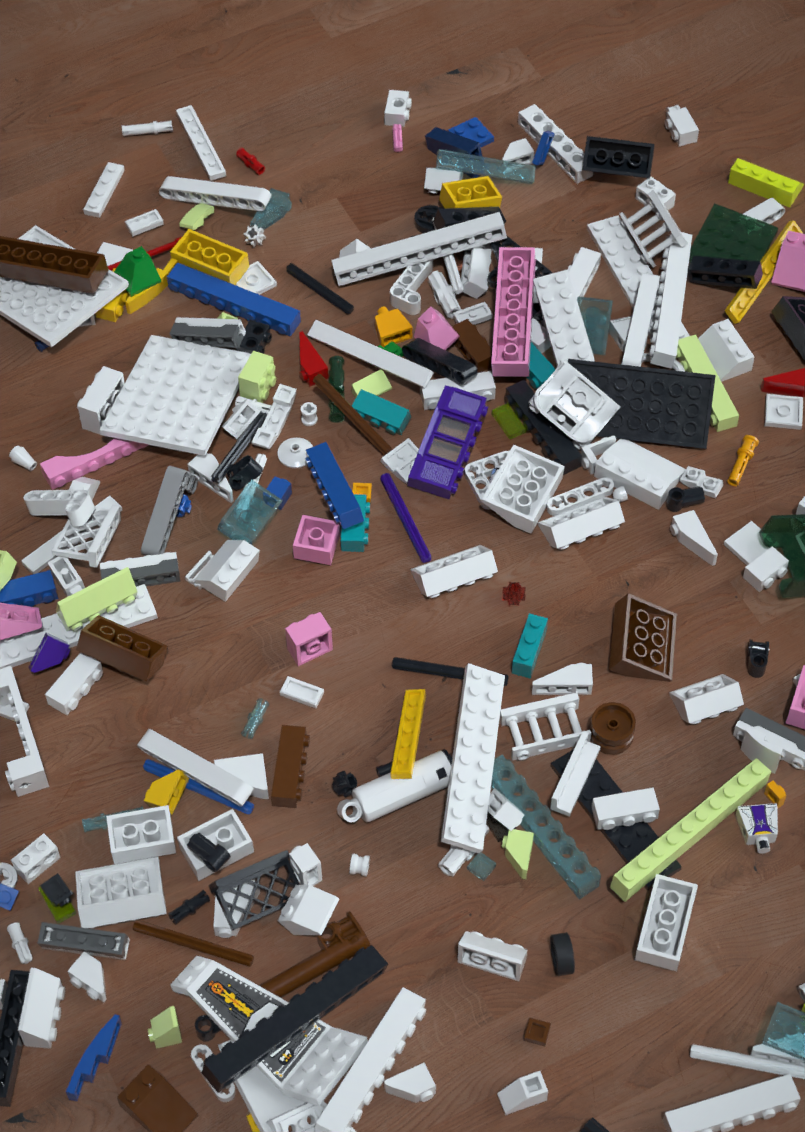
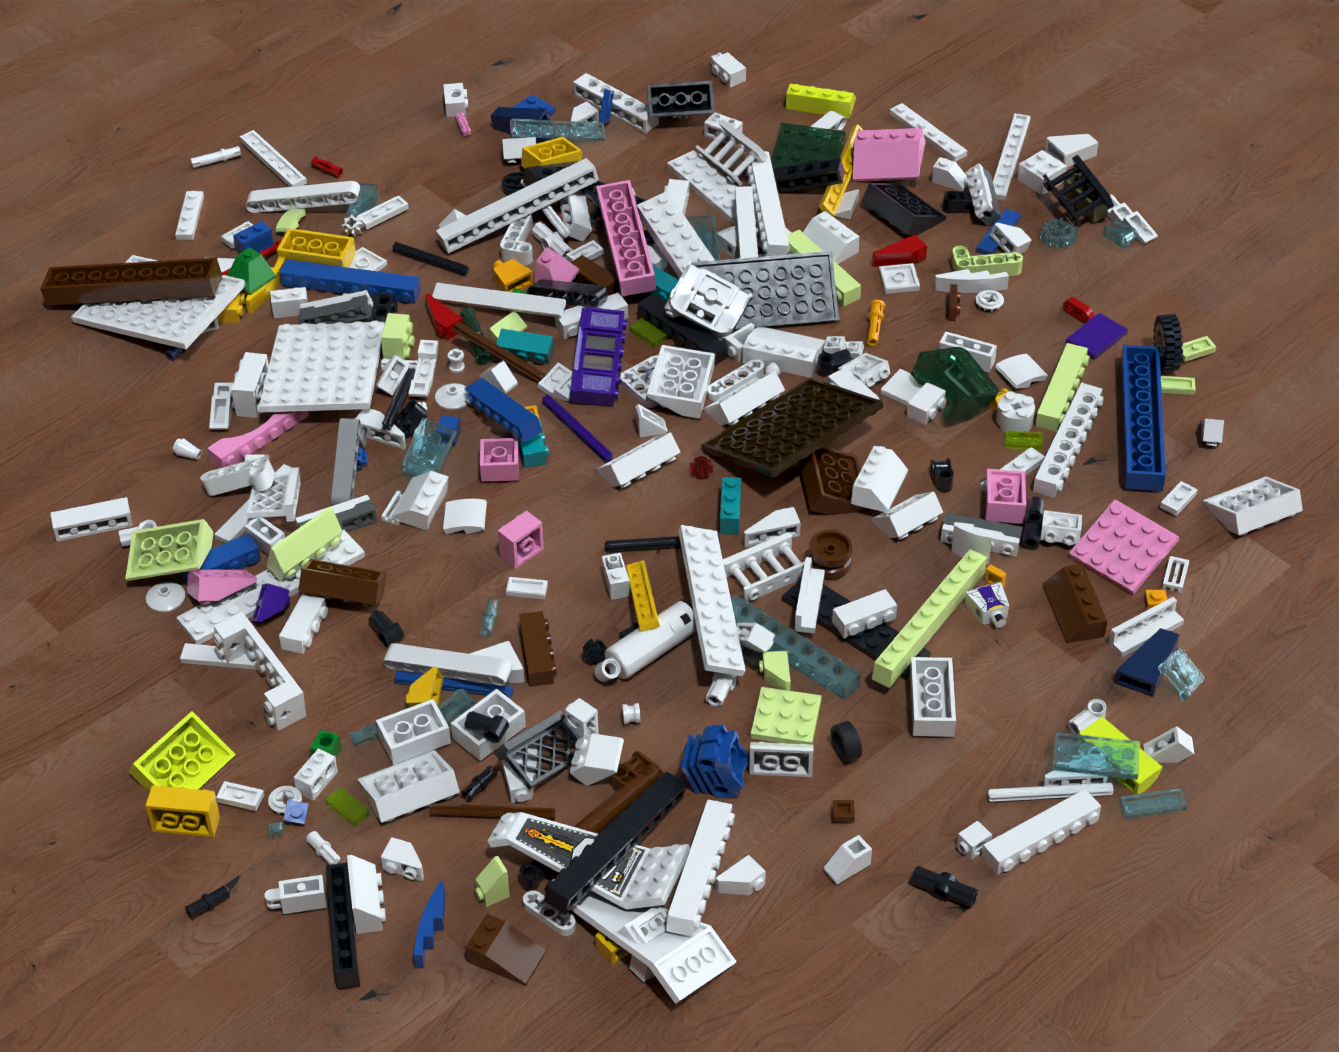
camera: 15 degrees left, 10 degrees down
(55, 820) = (327, 742): none -> green brick
(56, 891) = (346, 794): black bracket -> none
(68, 418) = (221, 407): none -> white slope
(79, 939) = (378, 830): dark grey piece -> none
(152, 710) = (386, 629): none -> black piece
(154, 232) = (256, 237): none -> blue brick
(165, 309) = (288, 301): none -> white slope
(191, 814) = (456, 706): none -> clear light blue piece
(265, 595) = (465, 515): none -> white slope
(288, 225) = (383, 212): none -> white plate
(346, 441) = (500, 377): none -> white slope
(391, 701) = (616, 576): none -> white slope
(421, 947) = (715, 762): none -> blue piece
(478, 529) = (649, 423): none -> white slope
(481, 866) = (745, 692): clear light blue tile -> none
(513, 905) = (786, 716): none -> yellowish green plate
(617, 570) = (792, 426): none -> dark brown plate
(658, 1101) = (972, 838): none -> white brick
(688, 652) = (879, 480): none -> white slope
(716, 515) = (868, 369): none -> white plate
(757, 311) = (847, 204): none -> white slope

